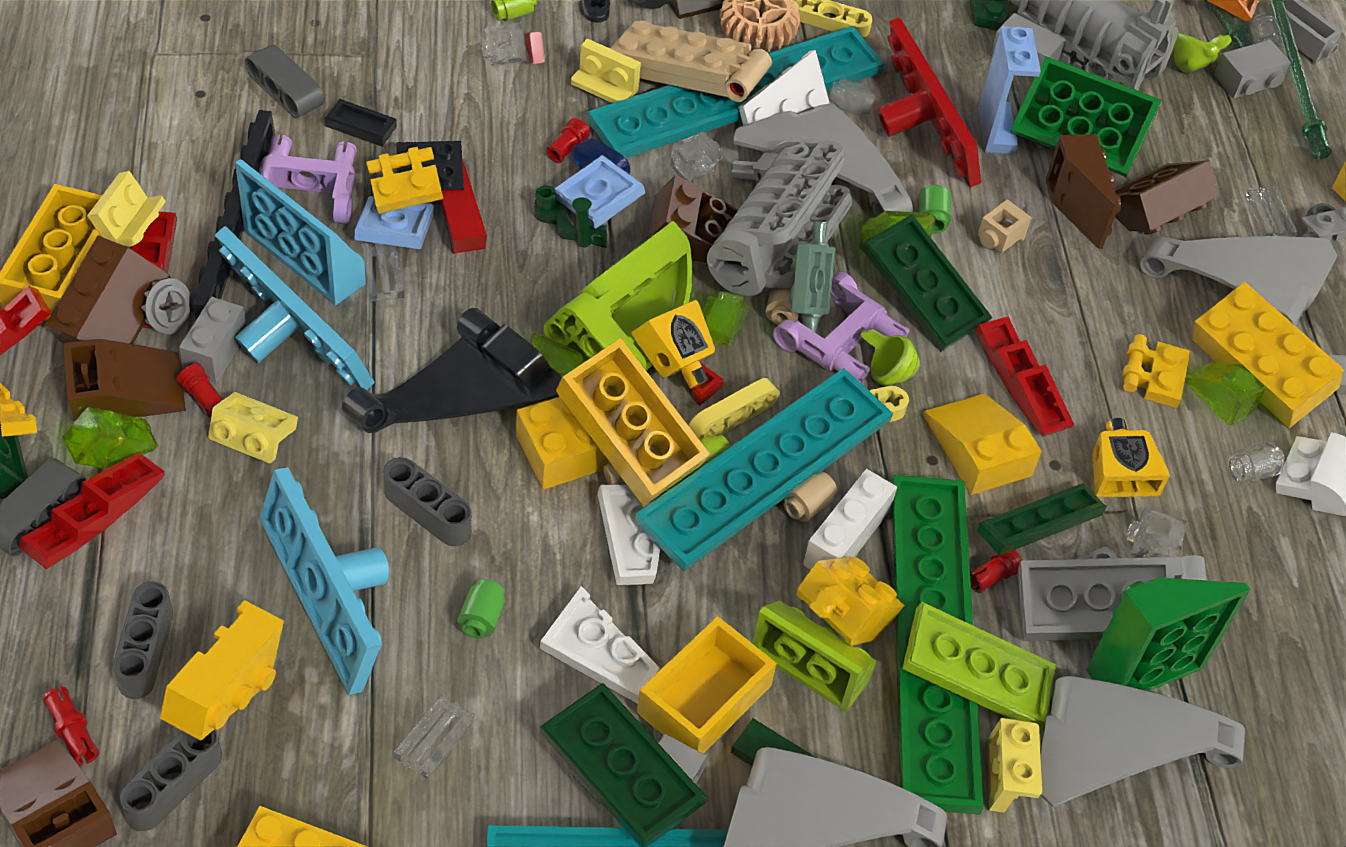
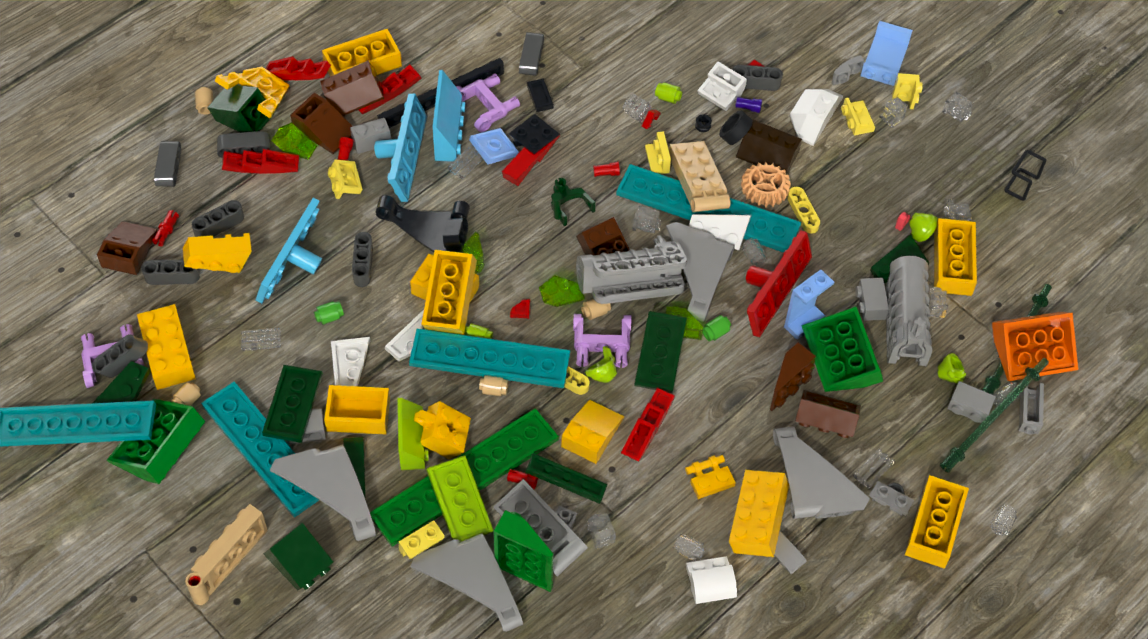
camera: 55 degrees right, 5 degrees up
(125, 211) = (396, 59): light yellow bracket -> none
(176, 316) = (362, 110): light grey gear -> none
(407, 187) = (508, 134): yellow plate -> none
(594, 150) = (606, 189): clear blue beam -> none
(605, 186) = (581, 199): light blue plate -> none
(626, 296) = (526, 254): lime panel -> none
(677, 342) = (519, 282): yellow torso -> none
(735, 409) = (514, 329): light yellow beam -> none
(813, 277) = (607, 306): sand green plate -> none
(852, 520) = (492, 408): white brick -> none
(998, 232) = (732, 361): tan brick -> none
(1127, 463) = (634, 493): yellow torso -> none
(1227, 390) = (723, 511): clear neon green slope -> none

